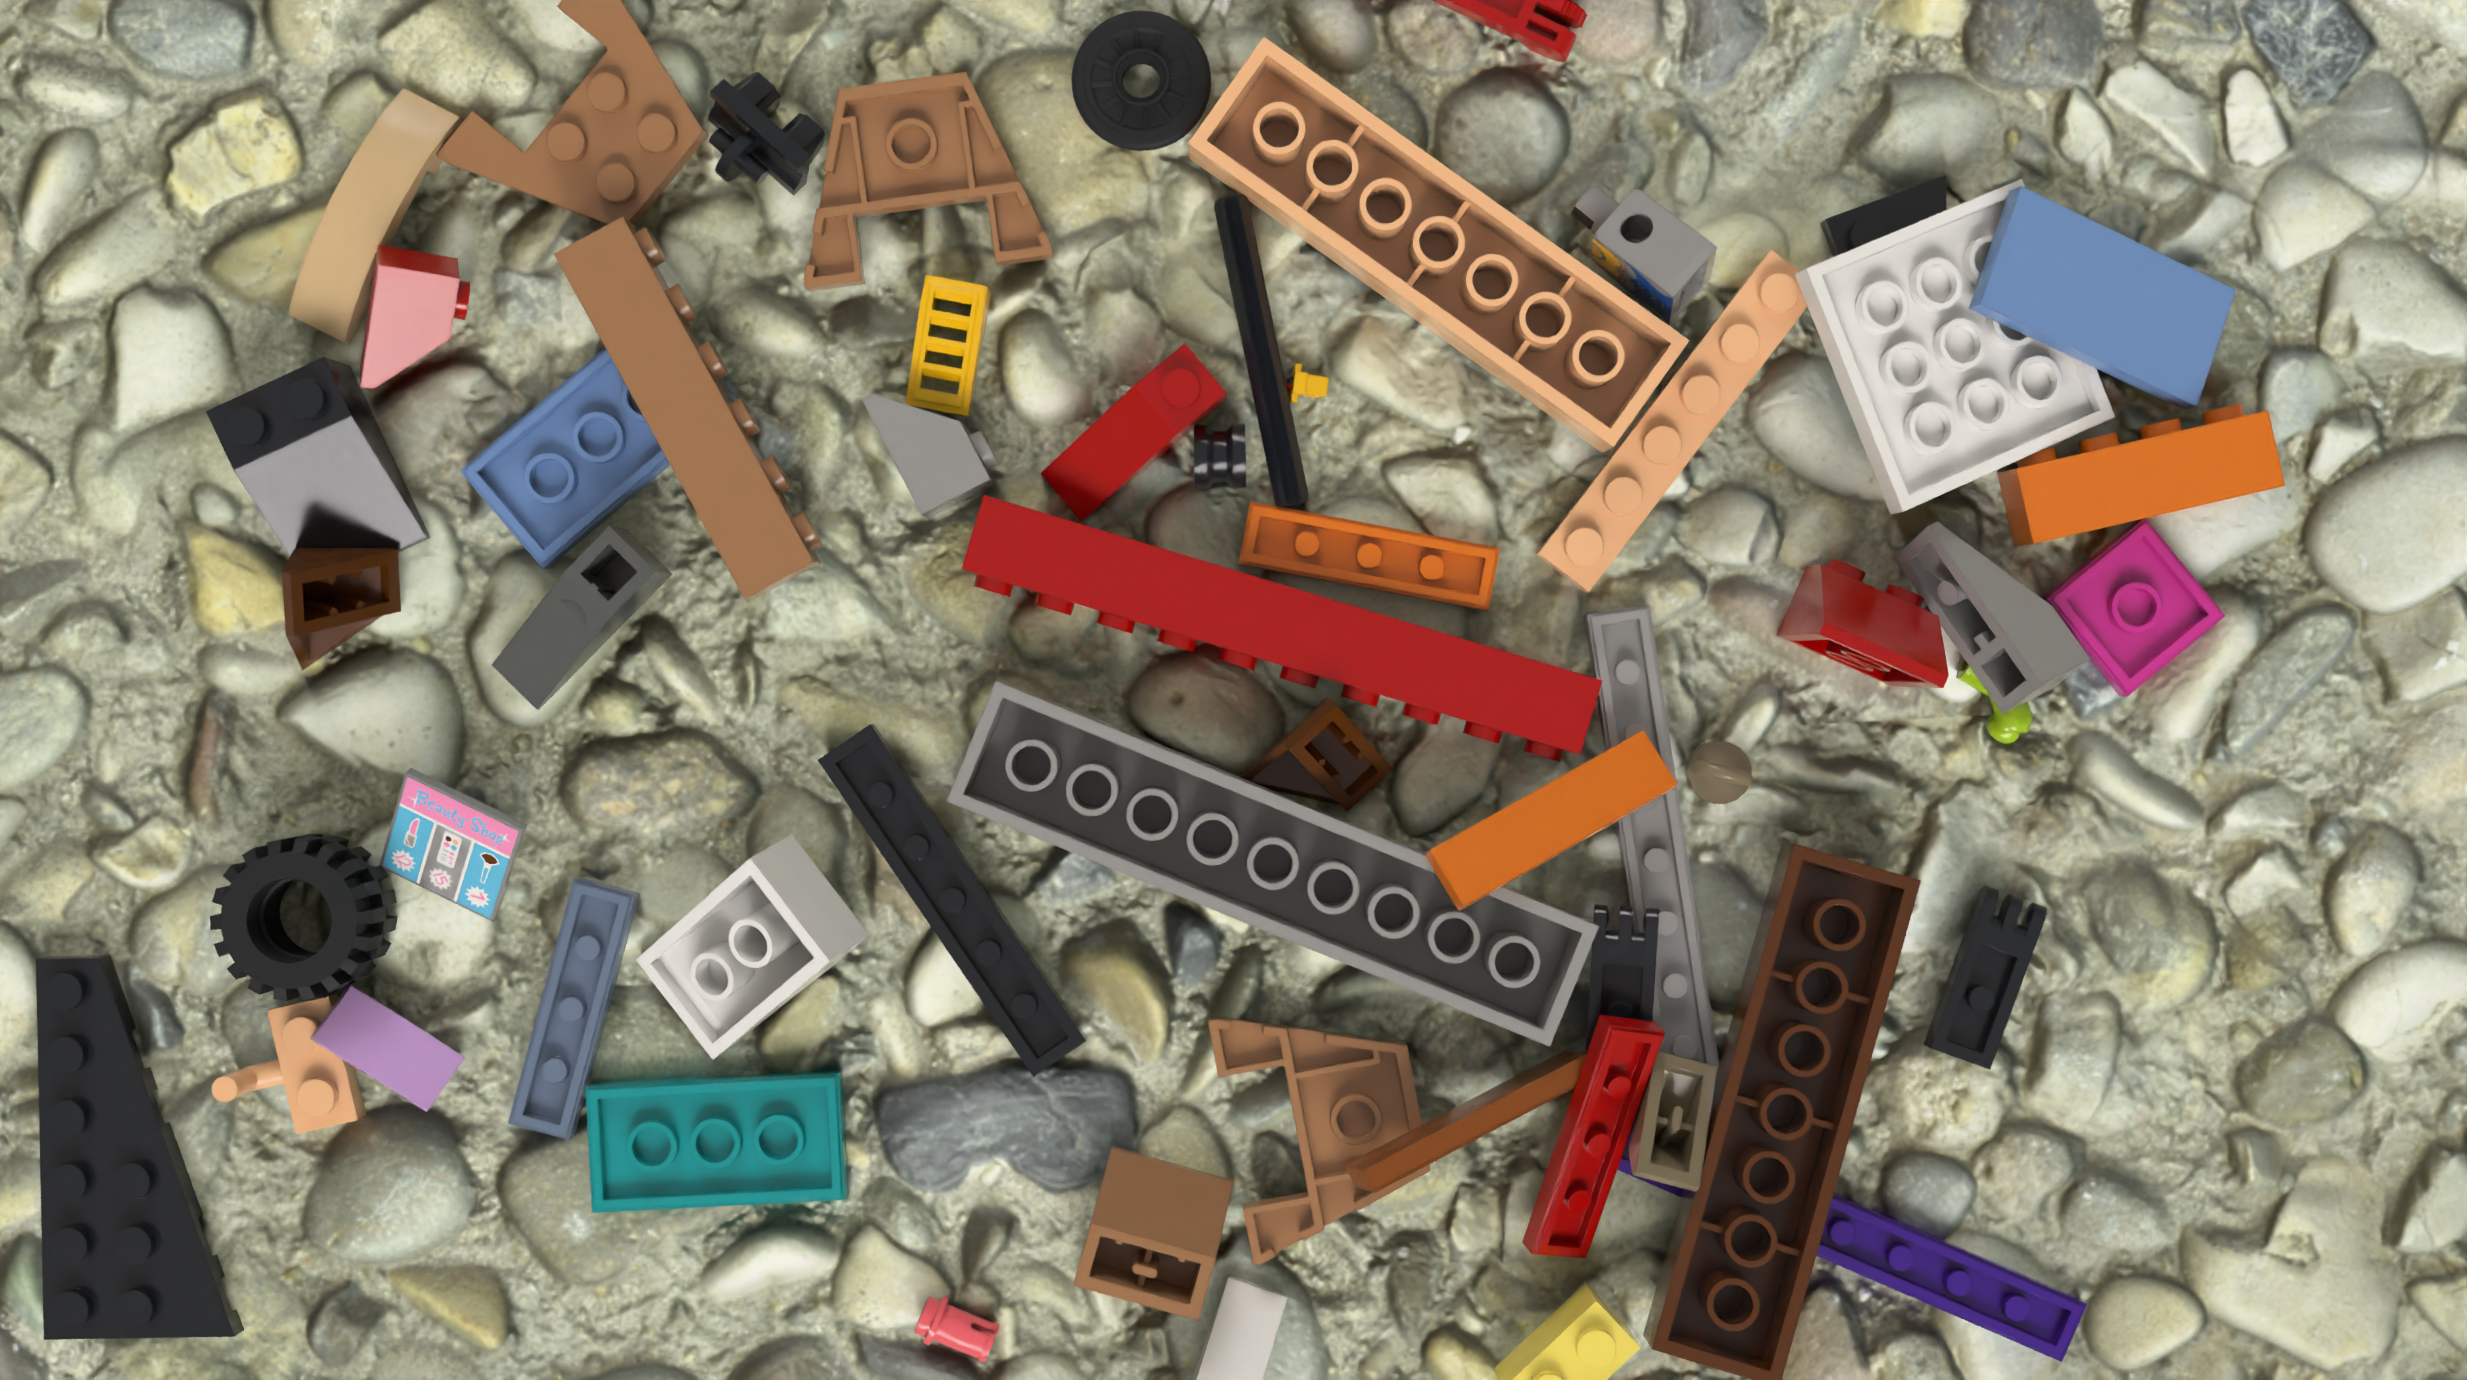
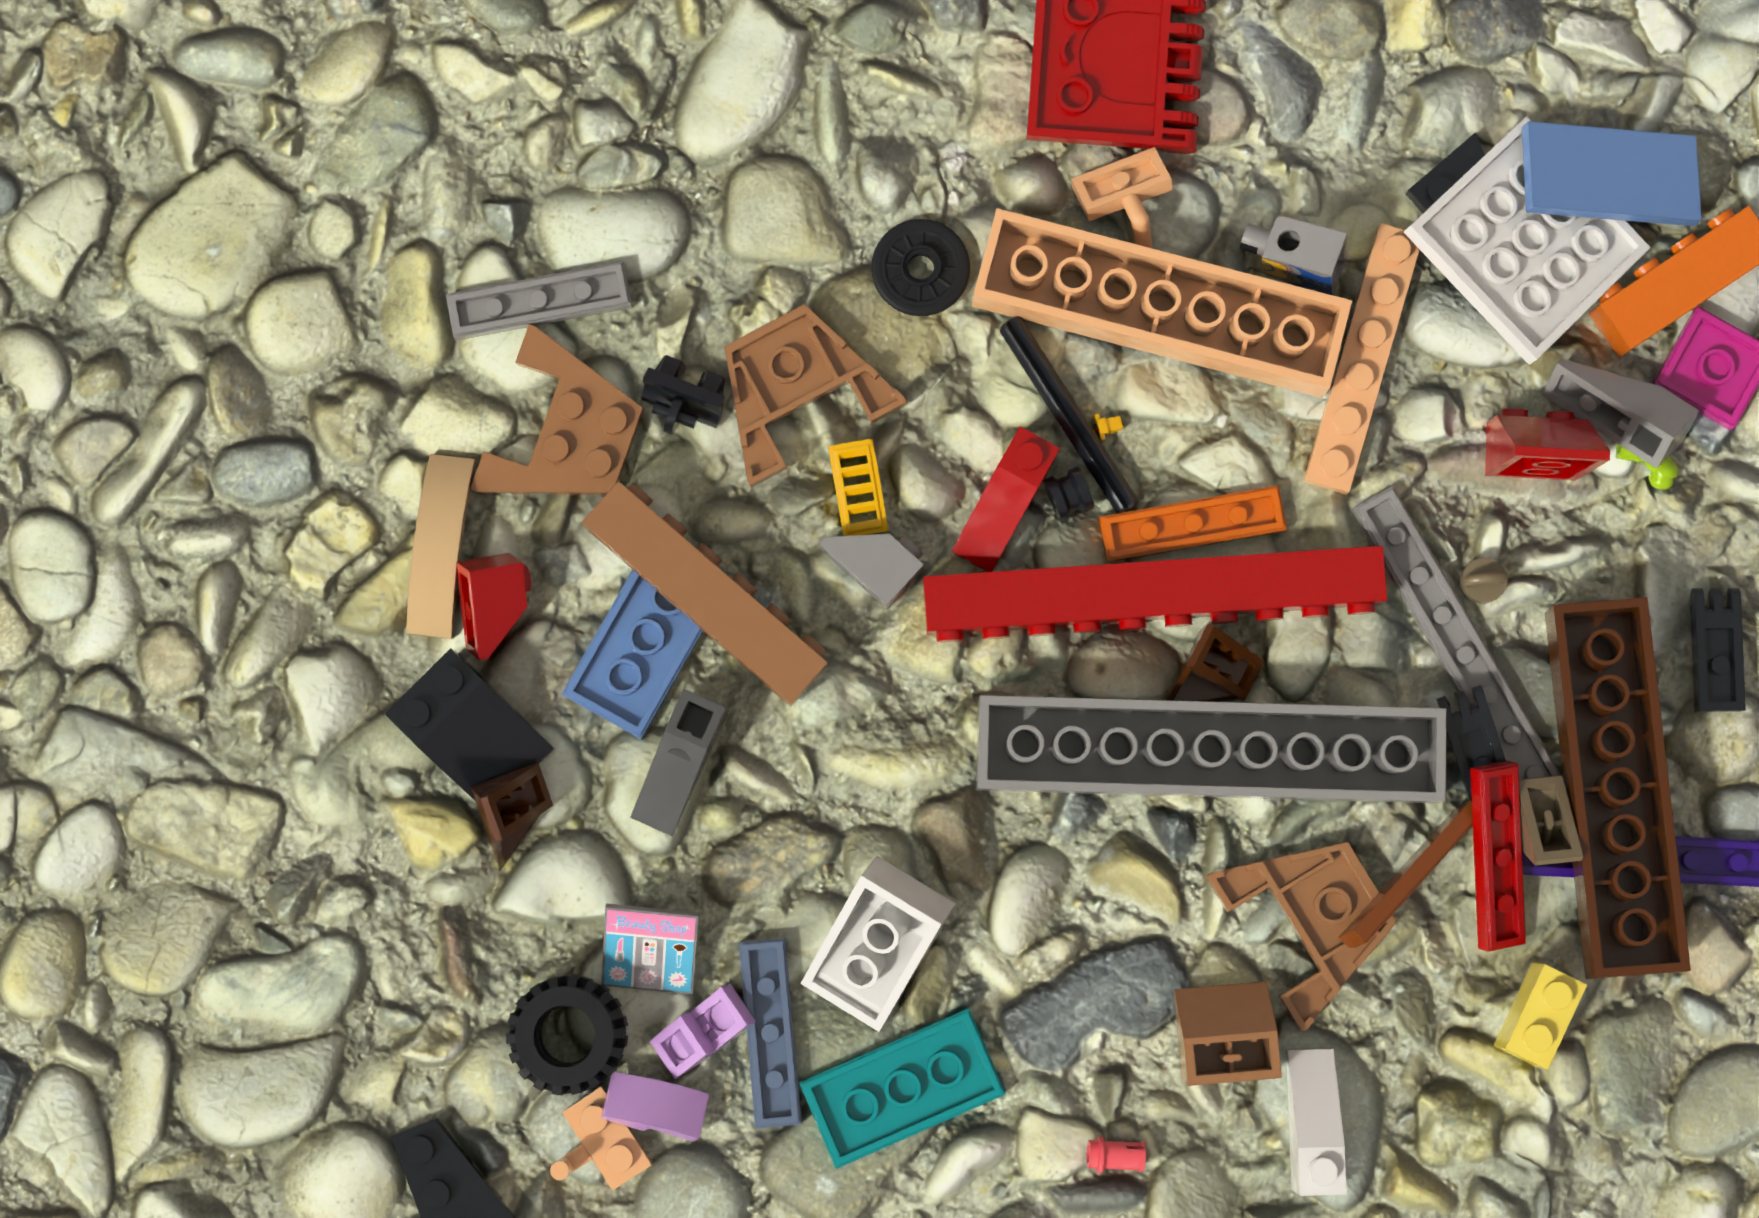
camera: 20 degrees left, 5 degrees down
(485, 974) = (702, 1031): none -> lavender slope
(953, 899) = (1003, 859): black plate -> none
(1450, 73) = (1124, 186): none -> light nougat plate
(1550, 820) = (1385, 650): orange tile -> none

